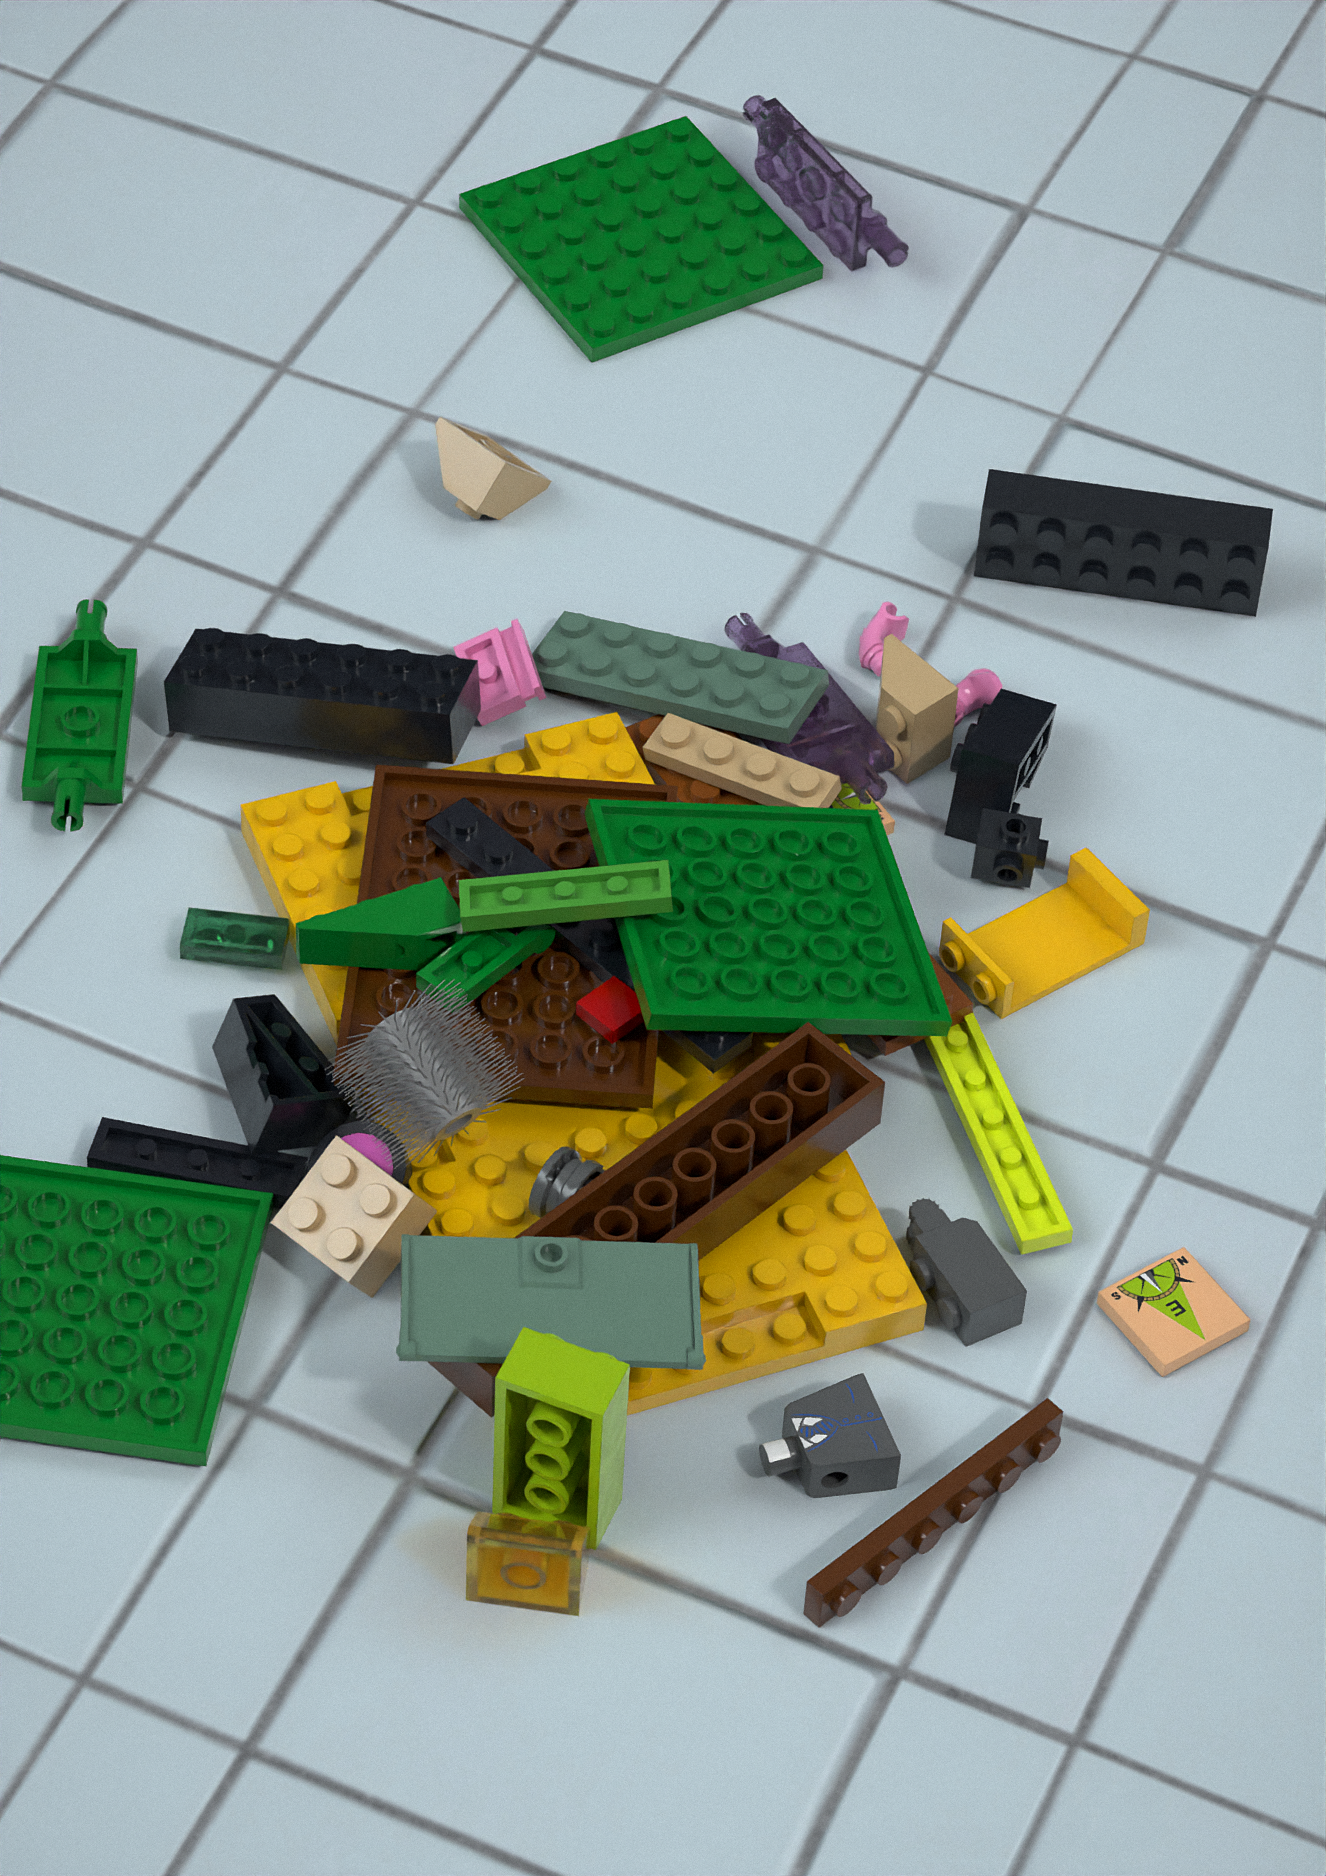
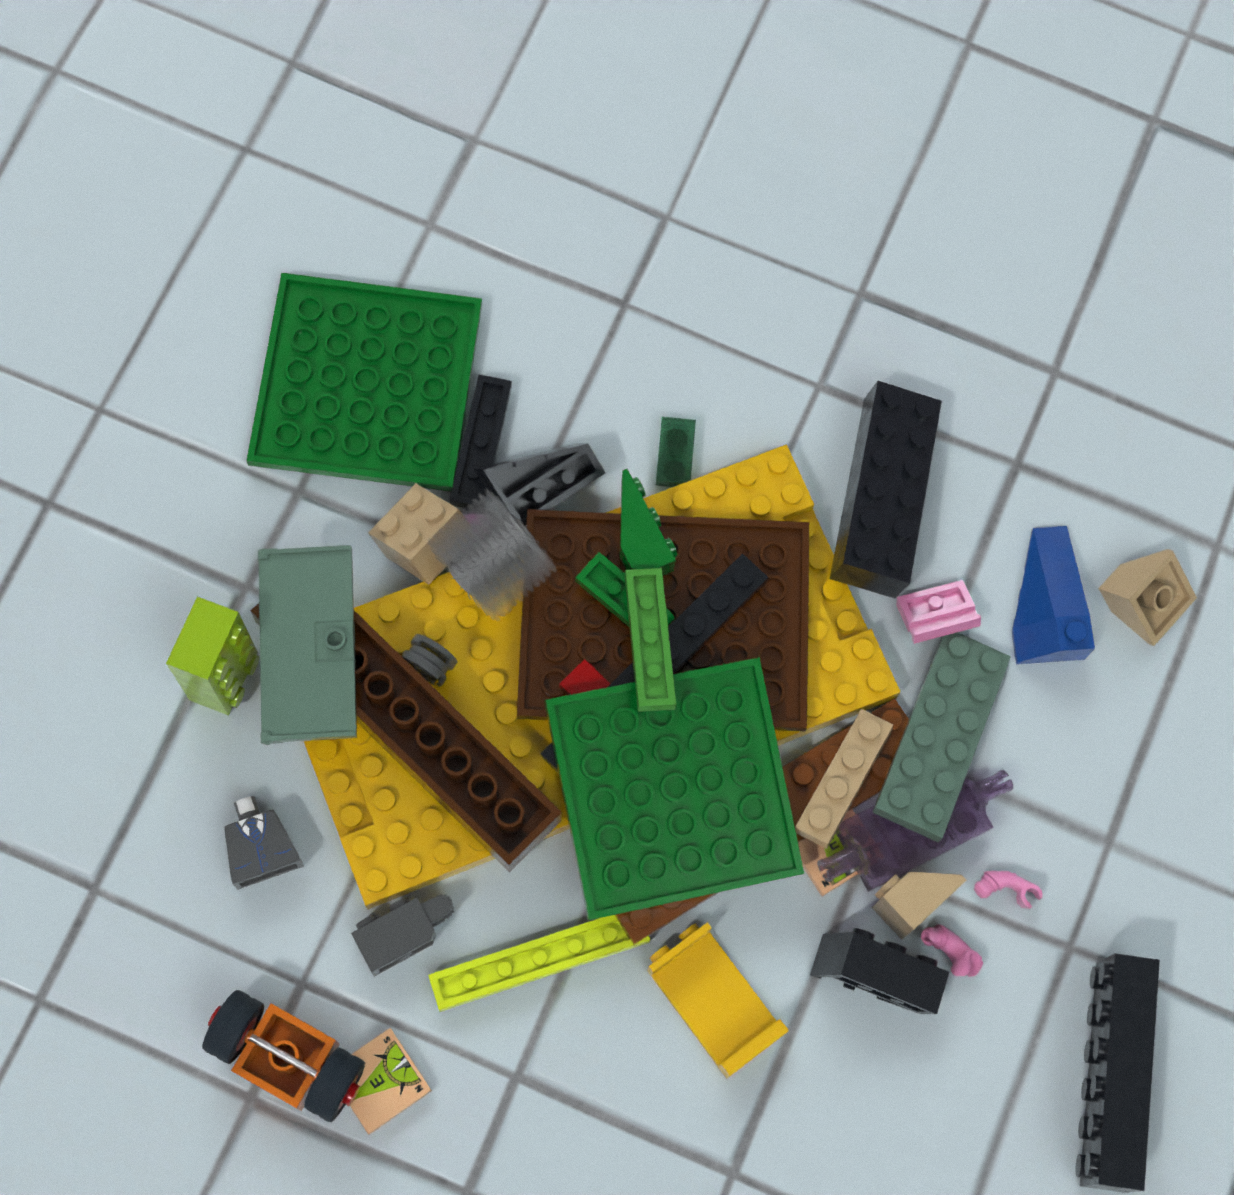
camera: 85 degrees right, 25 degrees up
(80, 720) = (864, 341): green plate -> none
(500, 560) = (1052, 607): none -> blue wedge
(527, 1562) = (152, 644): clear yellow slope -> none
(924, 1519) = (211, 924): reddish brown plate -> none
(1008, 848) = (793, 961): black brick -> none
(1157, 1386) = (284, 1056): none -> brick

